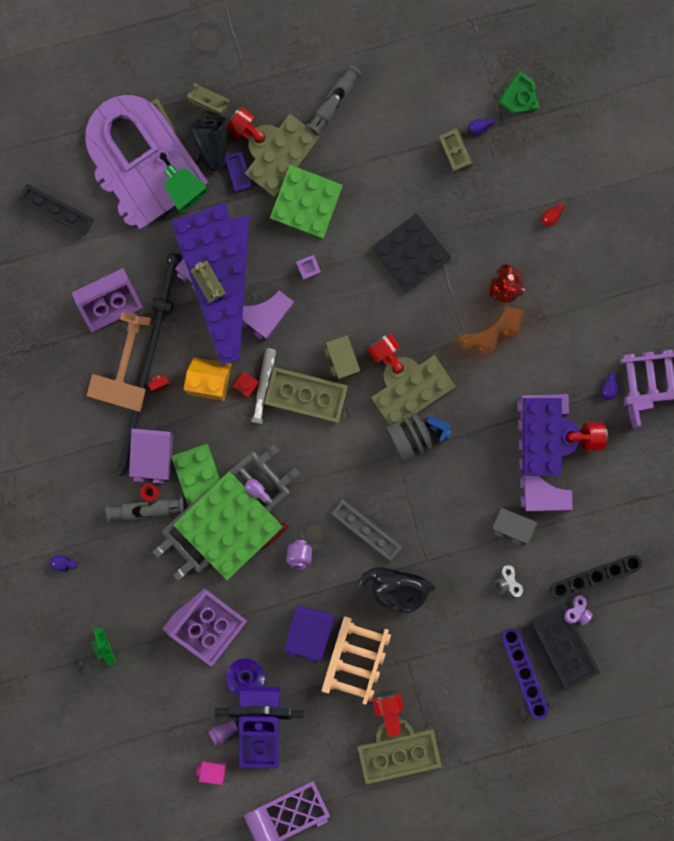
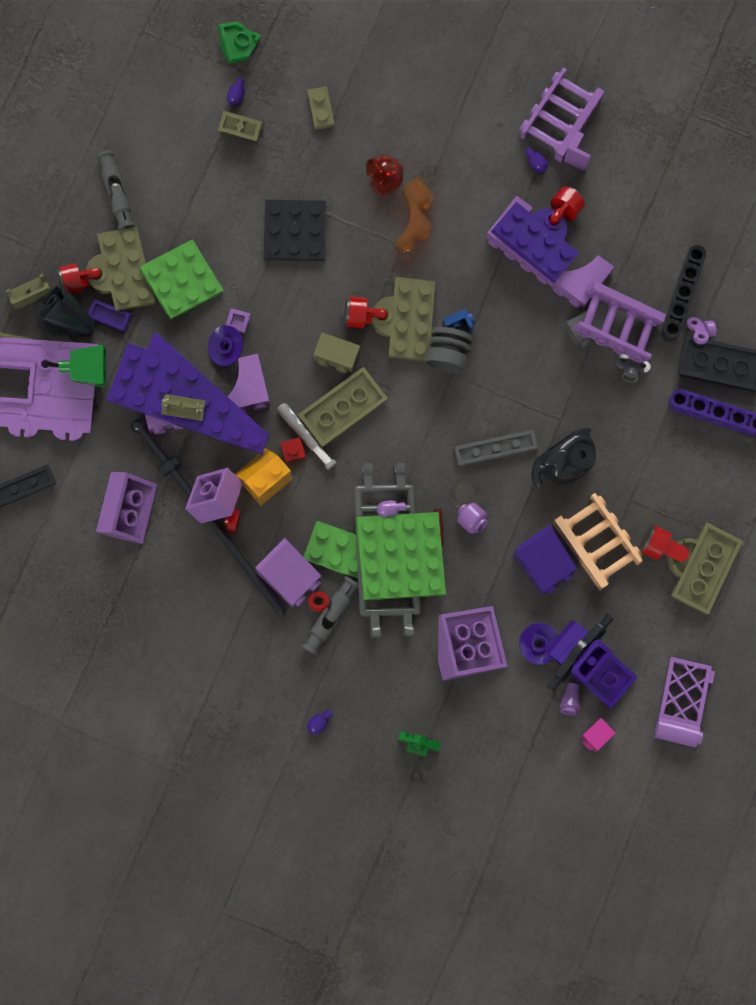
camera: 55 degrees left, 5 degrees down
(116, 390) = (210, 560): nougat piece -> none
(162, 356) = (214, 495): none -> medium lavender brick
(282, 273) = (219, 342): none -> dark purple dish
(520, 196) = (320, 108): none -> olive plate
(550, 550) = (633, 310): none -> medium lavender fence
(552, 215) = (357, 94): red cylinder -> none

